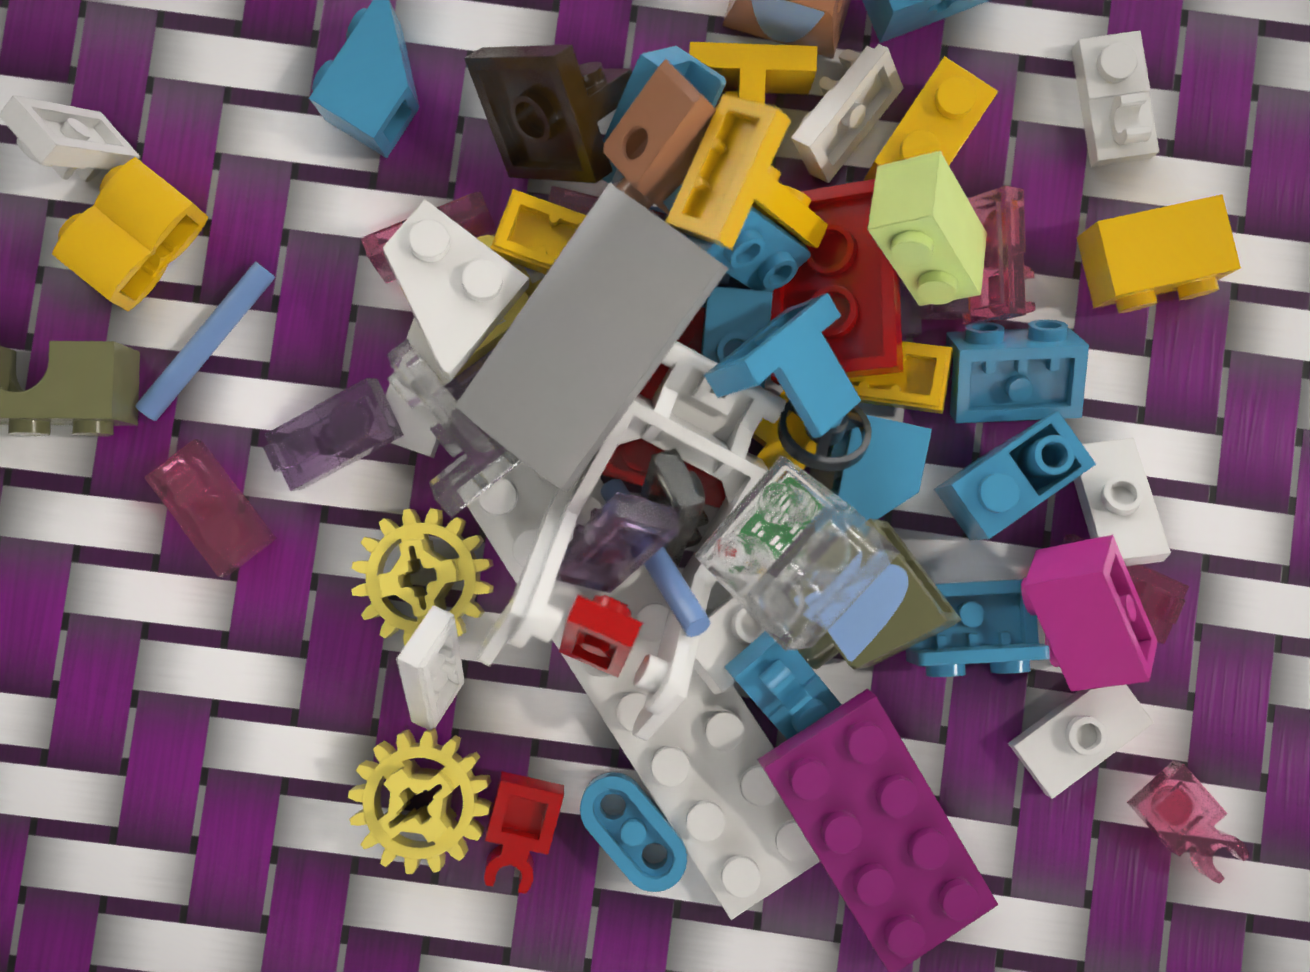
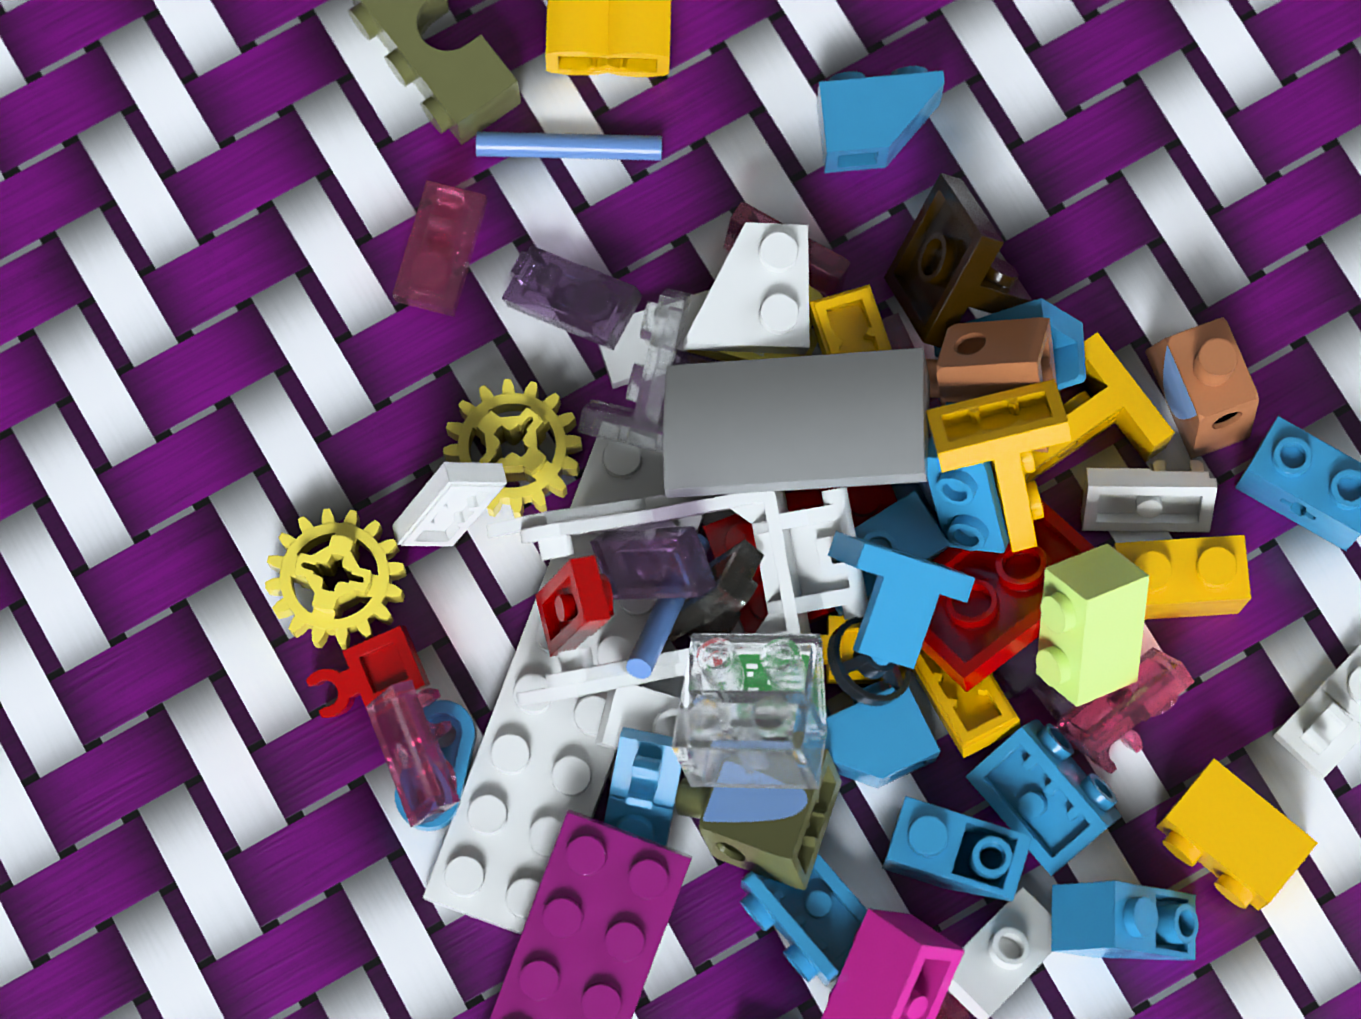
camera: 55 degrees right, 10 degrees down
(637, 858) = (412, 751): none -> clear pink plate
(1160, 392) = (1123, 921): none -> dark azure slope

